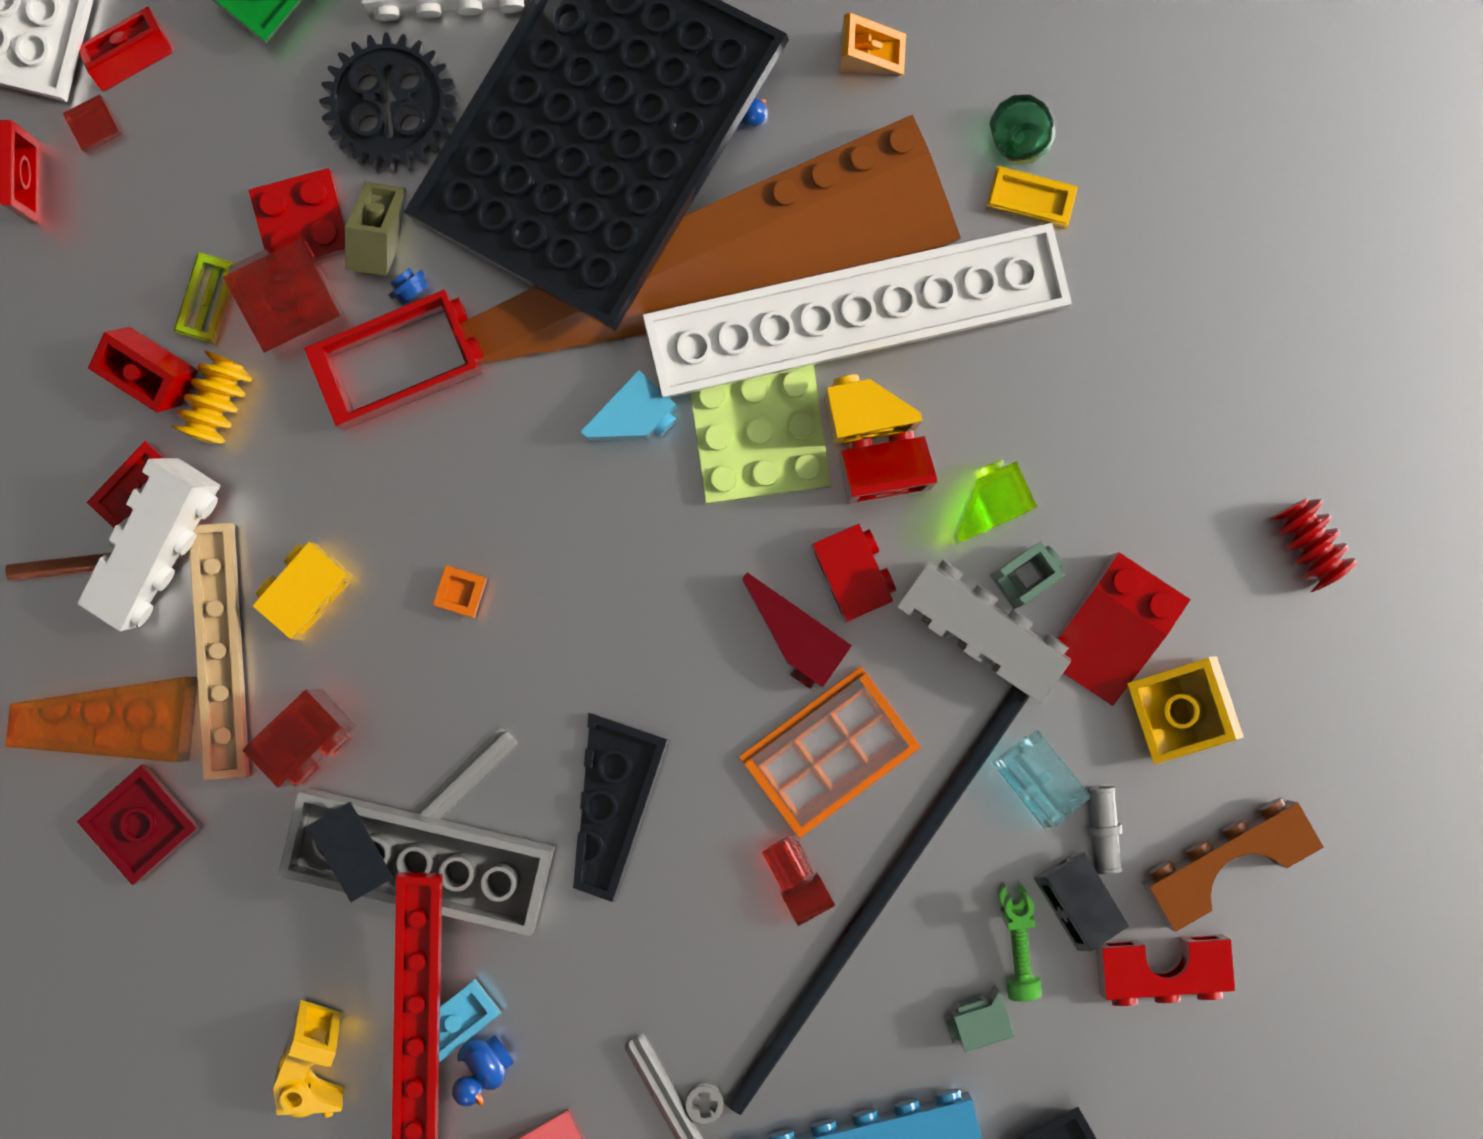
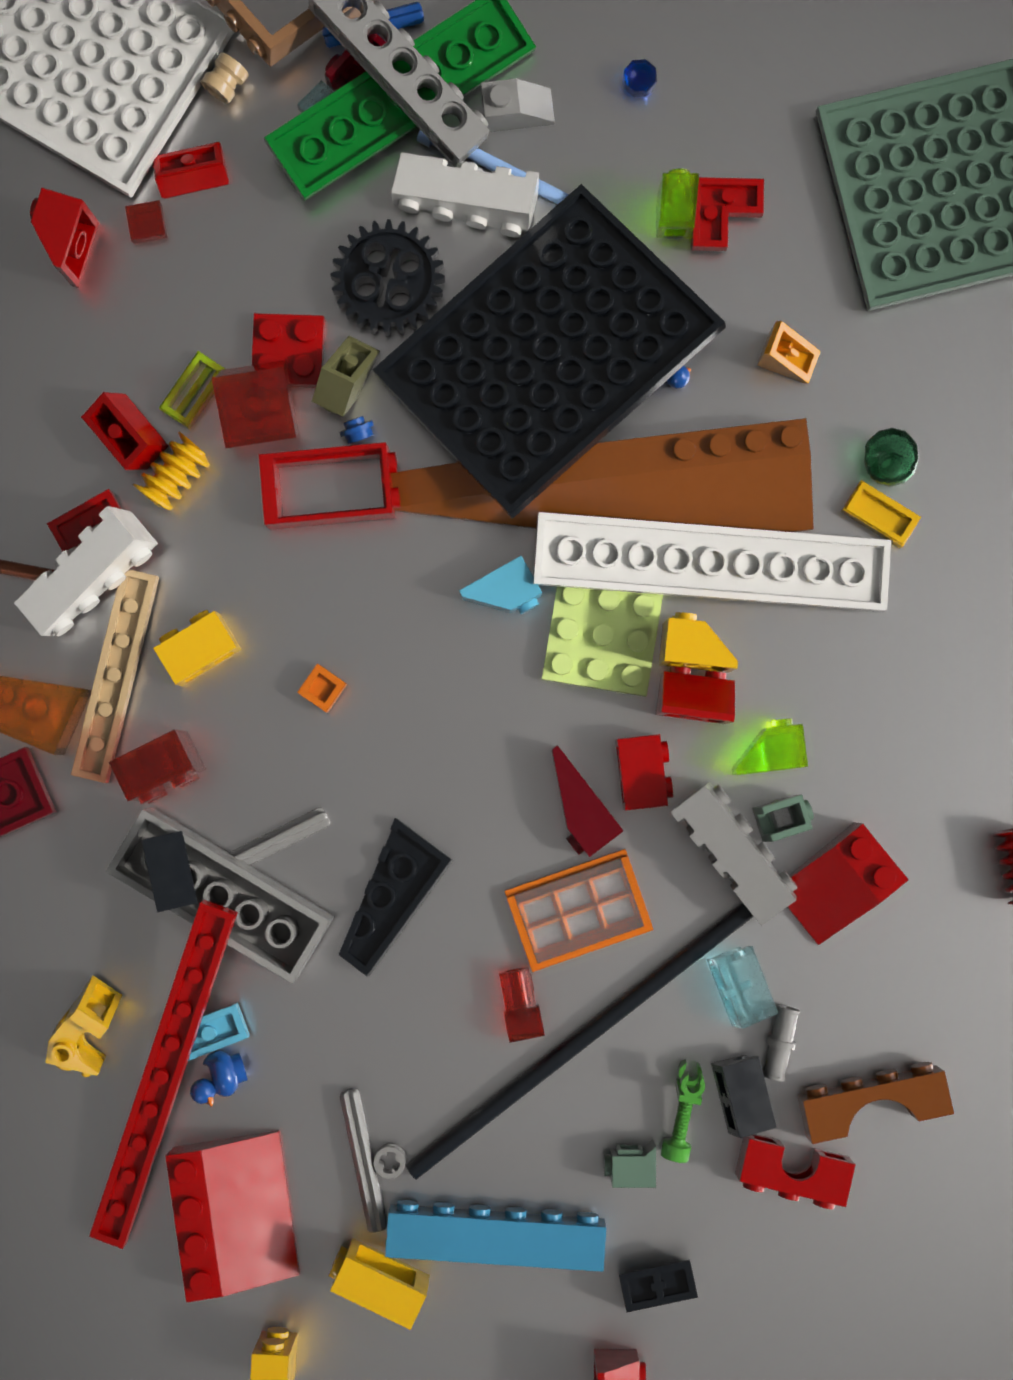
camera: 20 degrees right, 0 degrees up
(1185, 710) = (876, 967): yellow slope -> none

